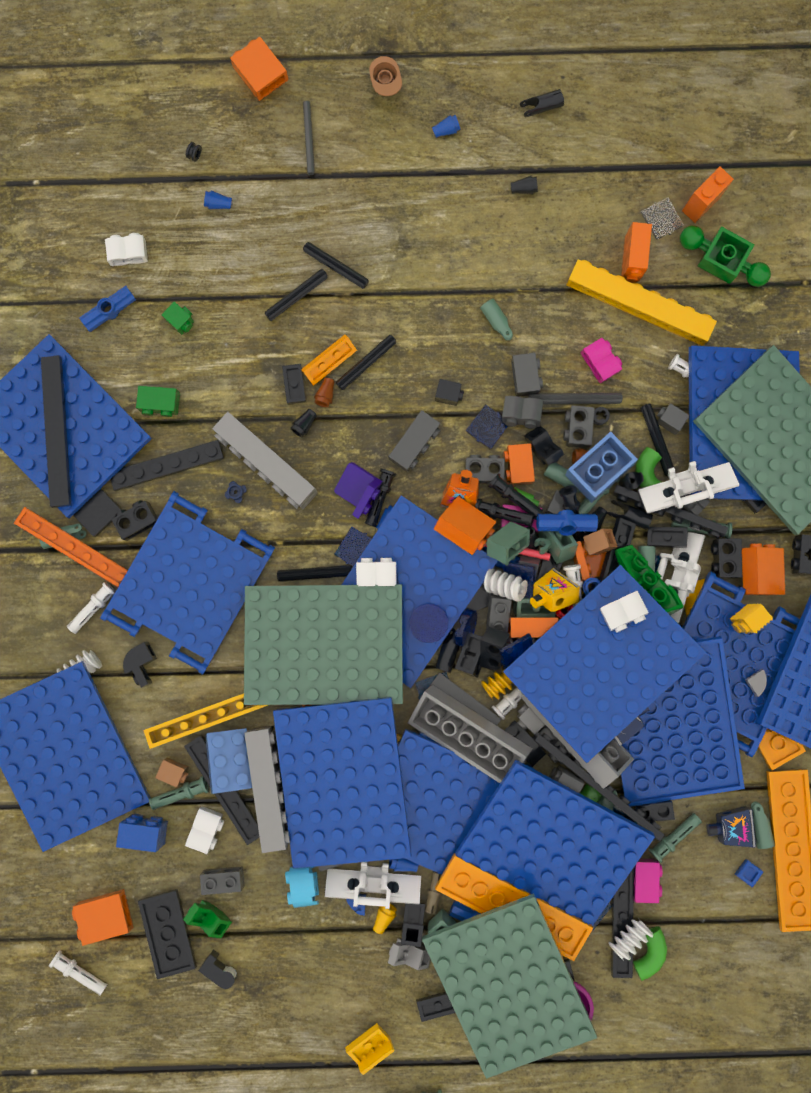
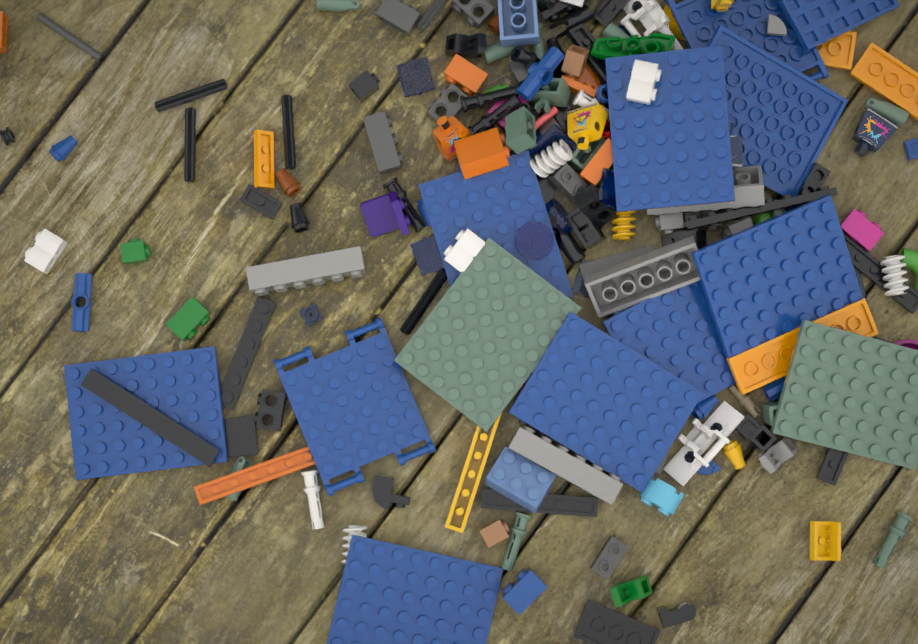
camera: 50 degrees left, 0 degrees up
(204, 830) = (559, 542): white brick -> none
(507, 703) = (643, 229): white pin -> none
(522, 411) = (426, 40): dark grey brick -> none
(668, 843) = (846, 191): sand green pin -> none

